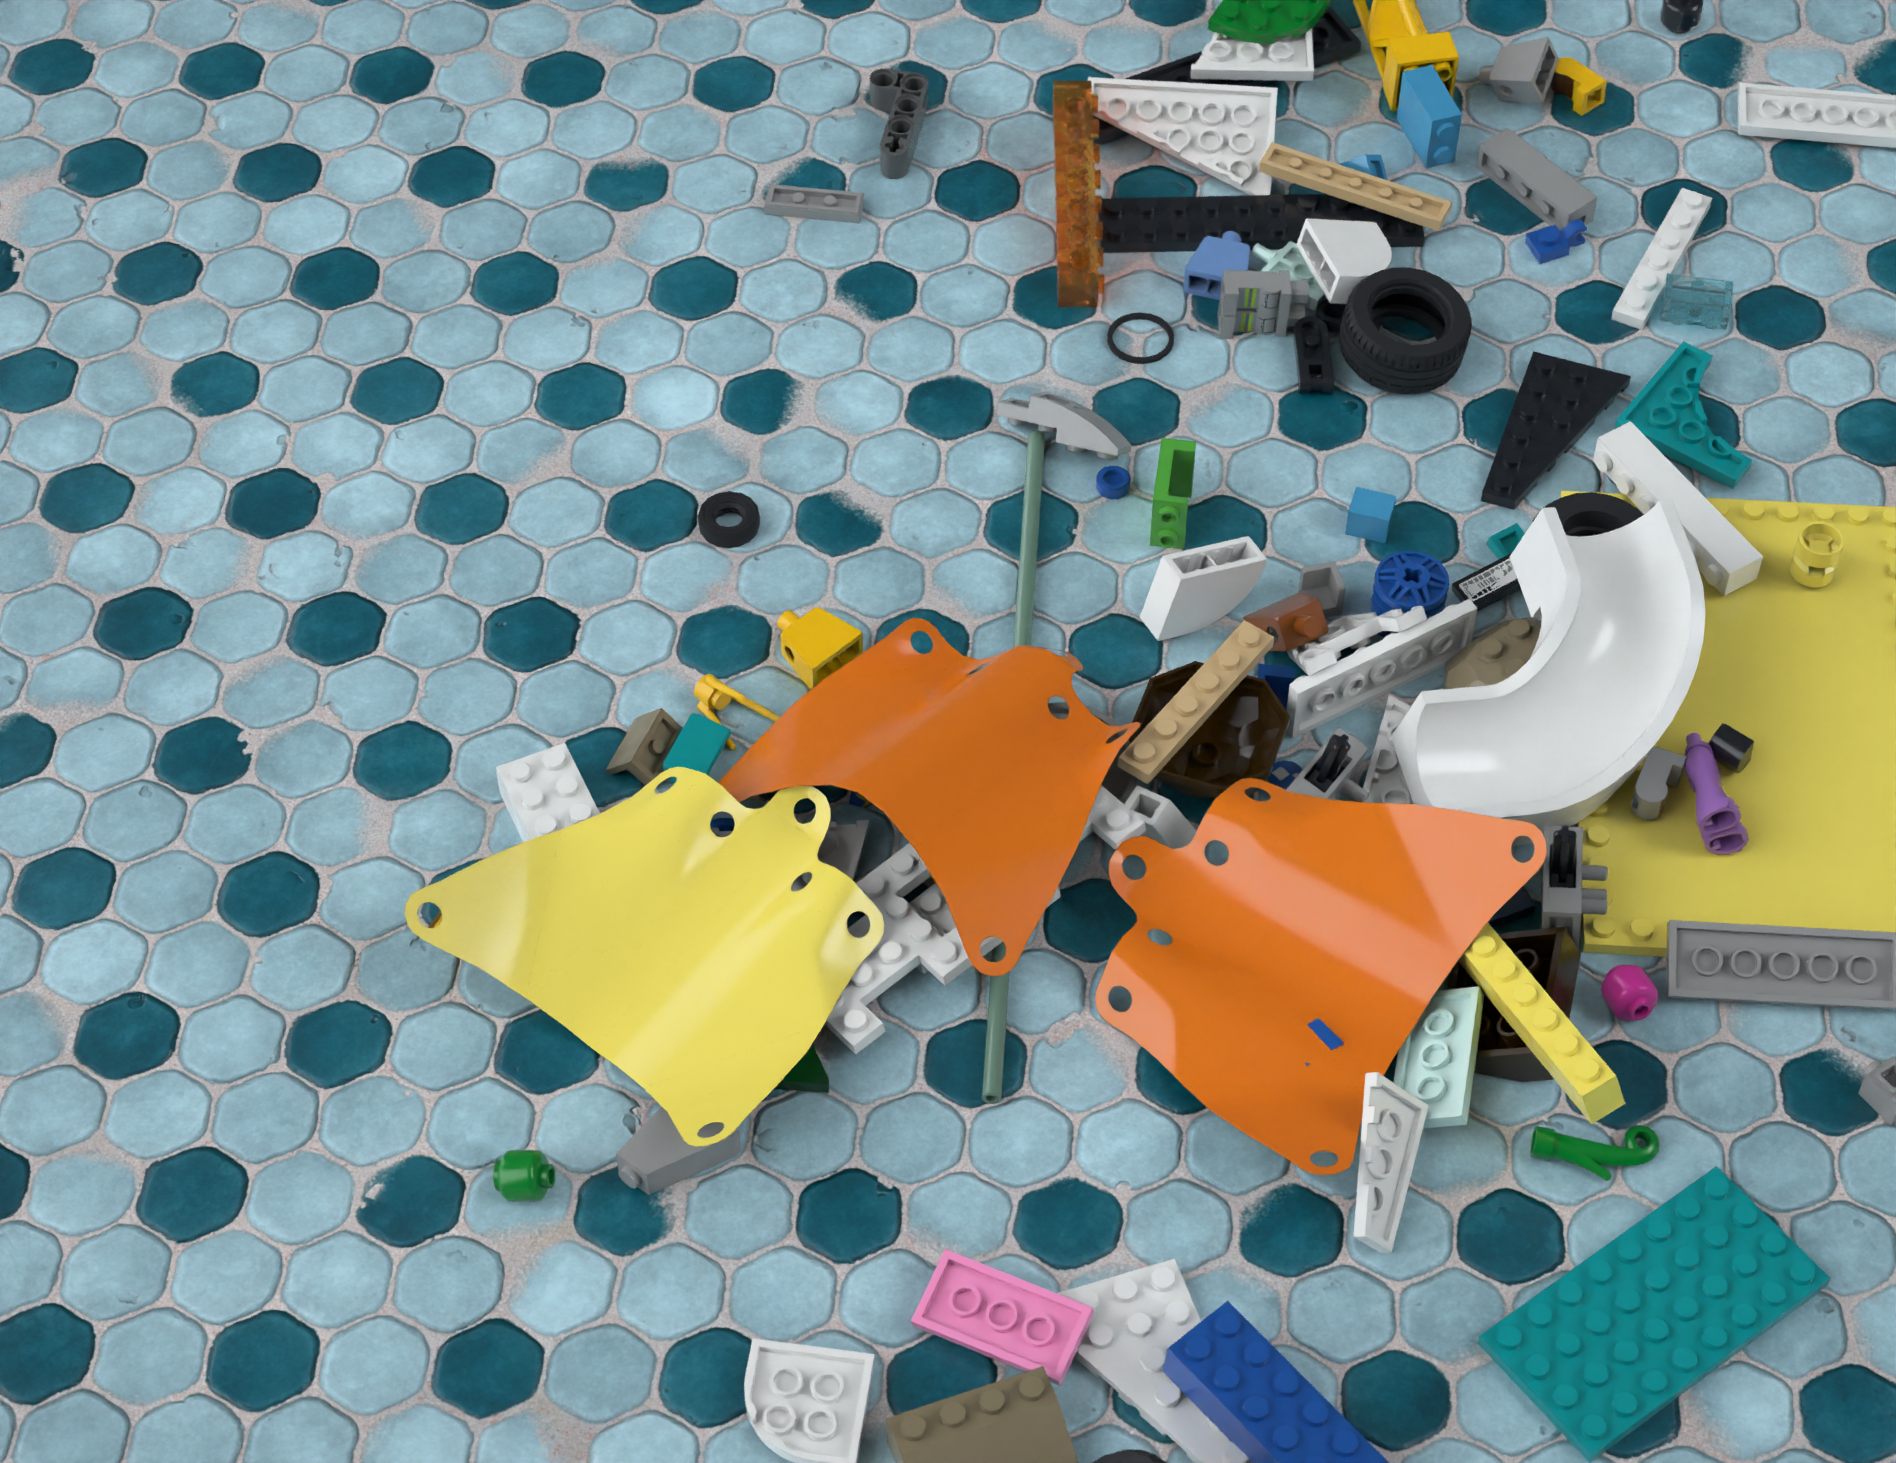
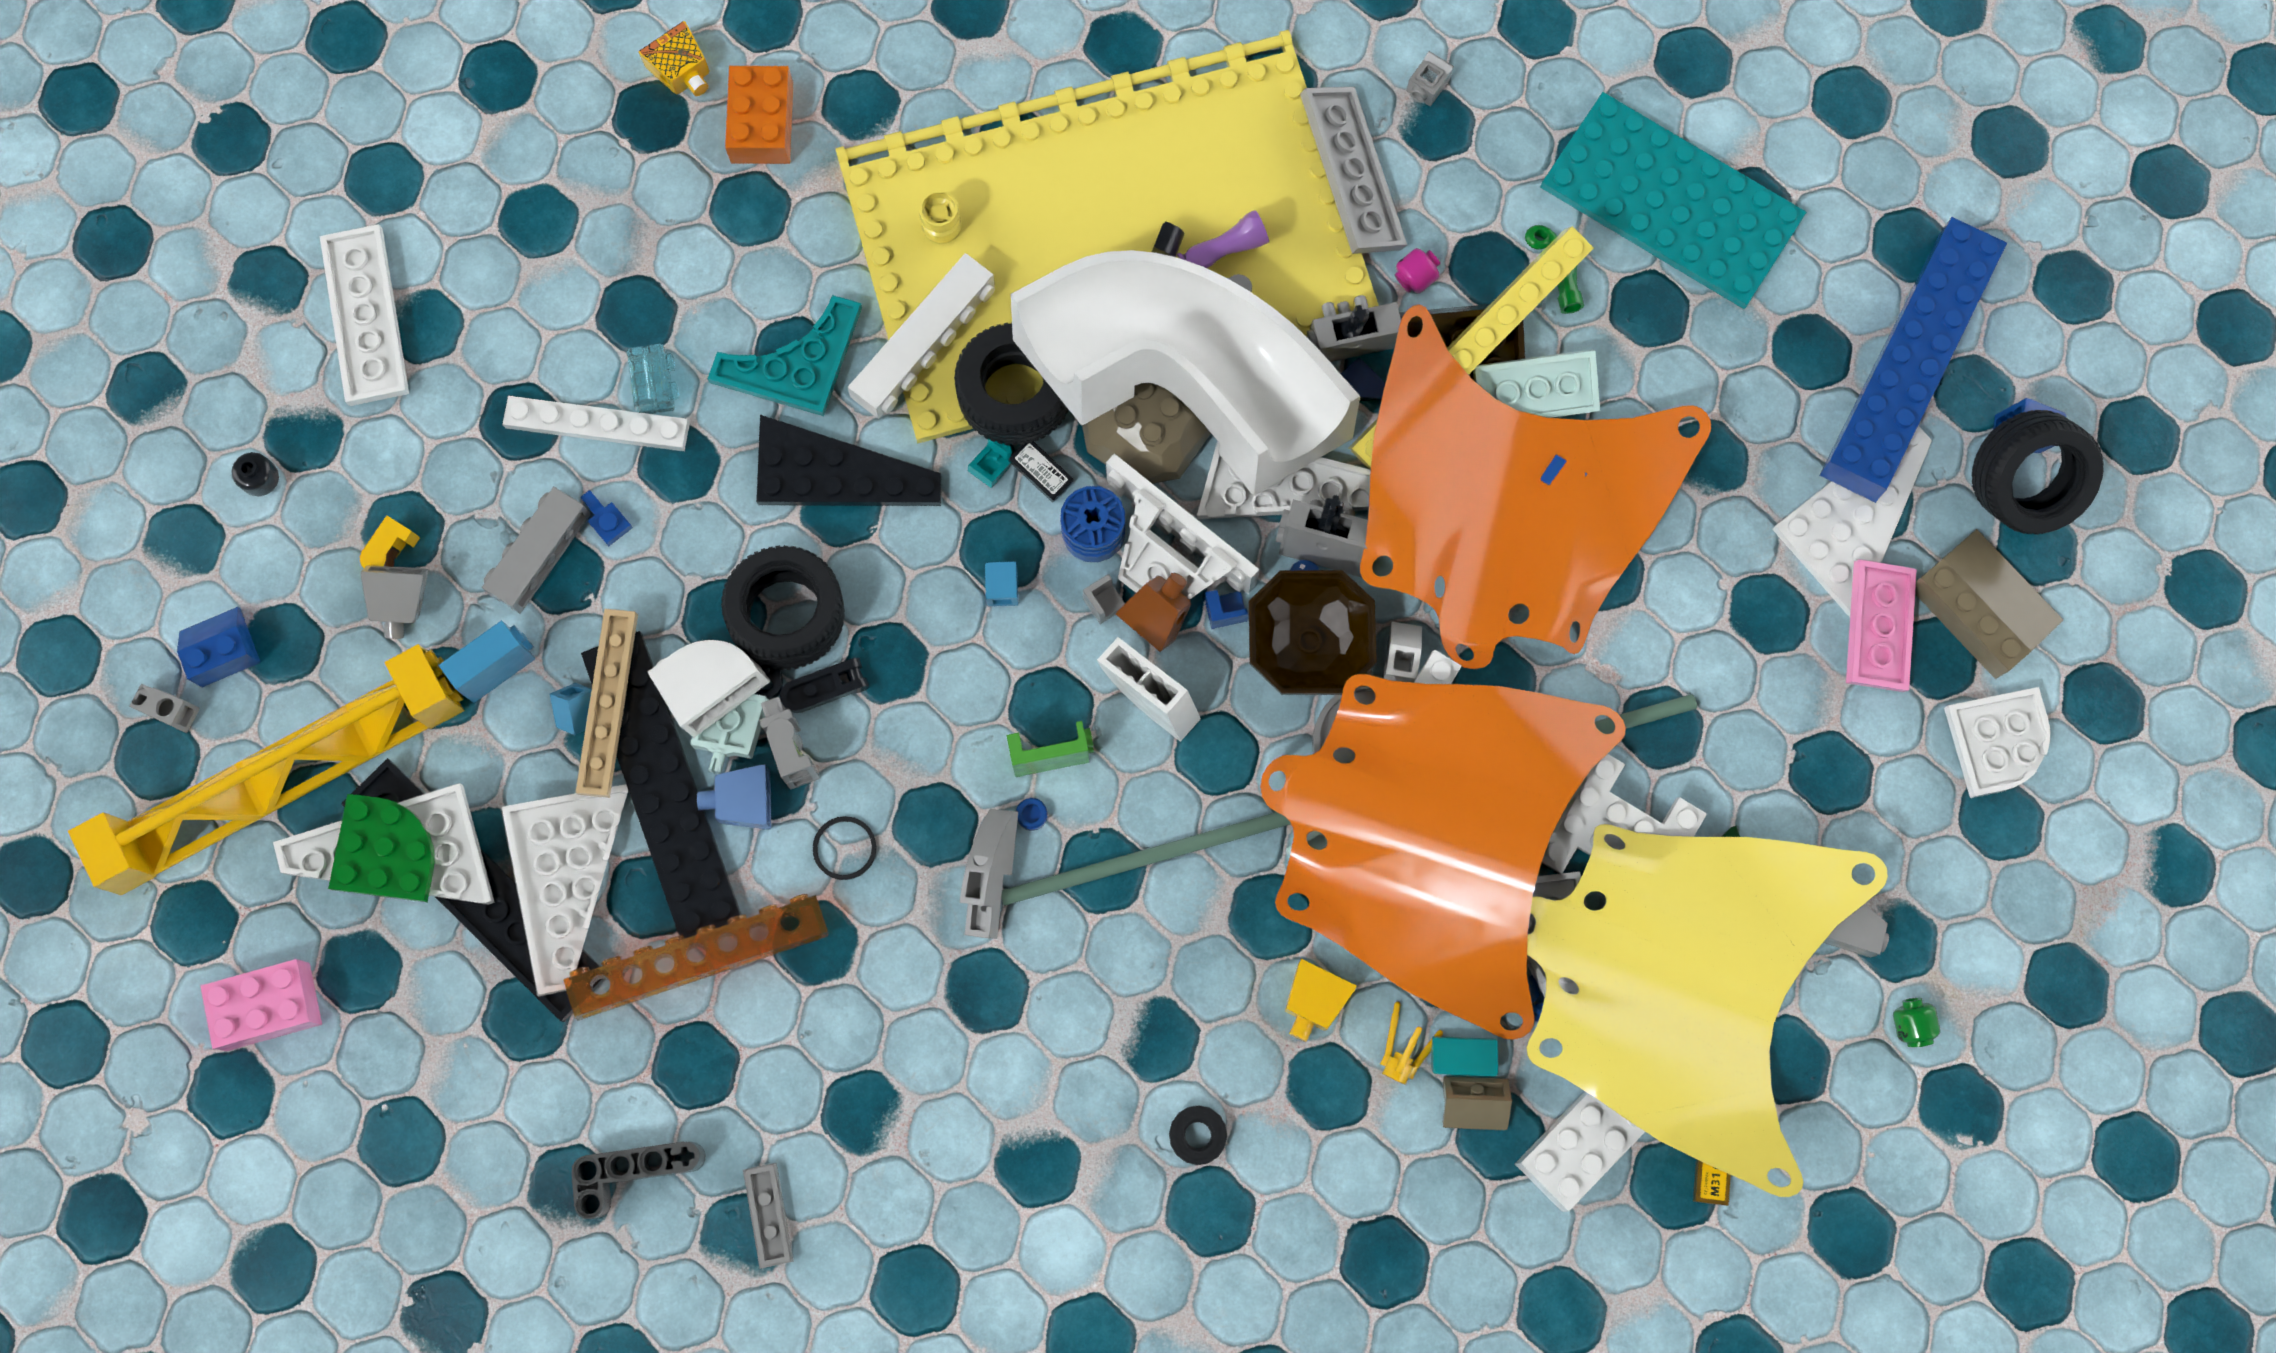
camera: 110 degrees left, 25 degrees up
(1195, 702) = (1293, 644): tan plate -> none
(1386, 1159) = (1636, 395): white wing -> none

